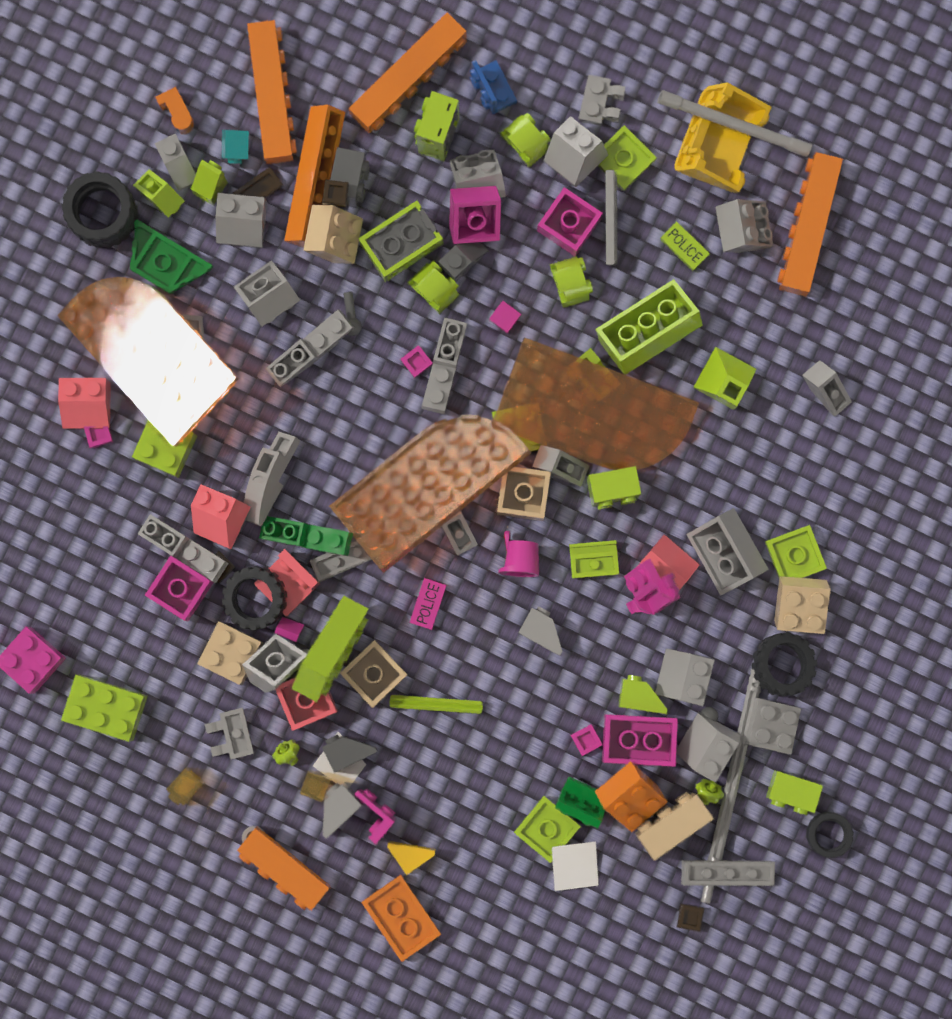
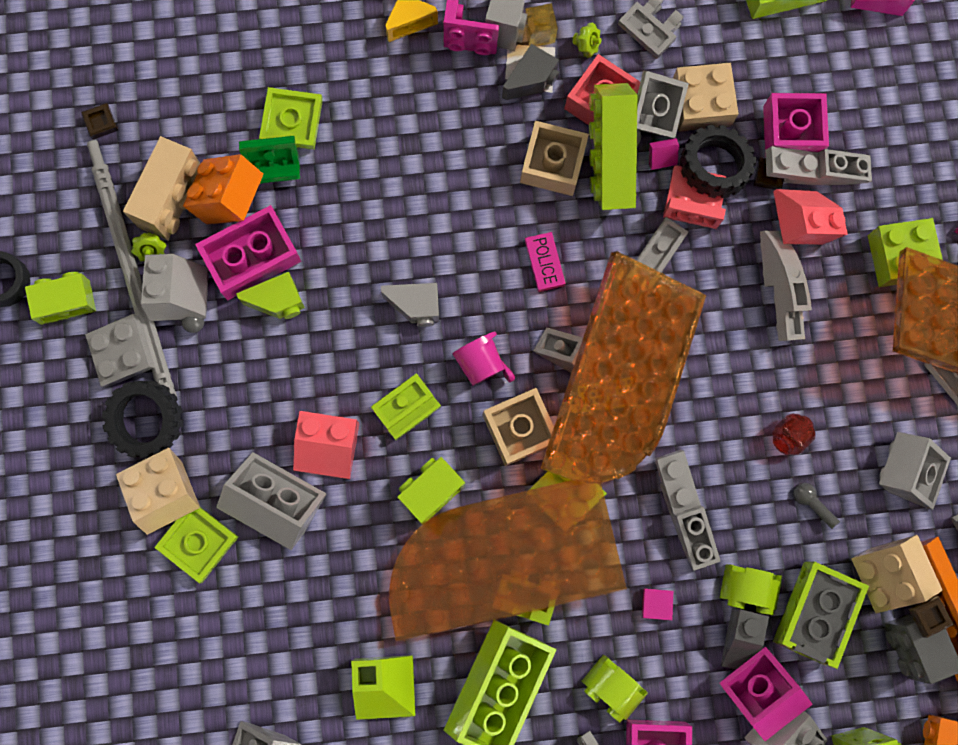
camera: 140 degrees right, 5 degrees down
(306, 536) = (708, 251): green slope -> none
(310, 349) = (832, 441): light grey slope -> none
(334, 370) = (793, 434): none -> clear red head
(416, 361) = (717, 497): dark pink tile -> none
(436, 704) = (474, 171): lime axle -> none
(561, 465) = (500, 481): light grey slope -> none
(575, 866) = (242, 100): white sticker -> none
(586, 740) = (304, 226): dark pink tile -> none
(649, 590) = (327, 402): dark pink plate -> none
(684, 677) = (240, 344): light grey slope -> none
(728, 873) = (83, 180): light grey tile -> none

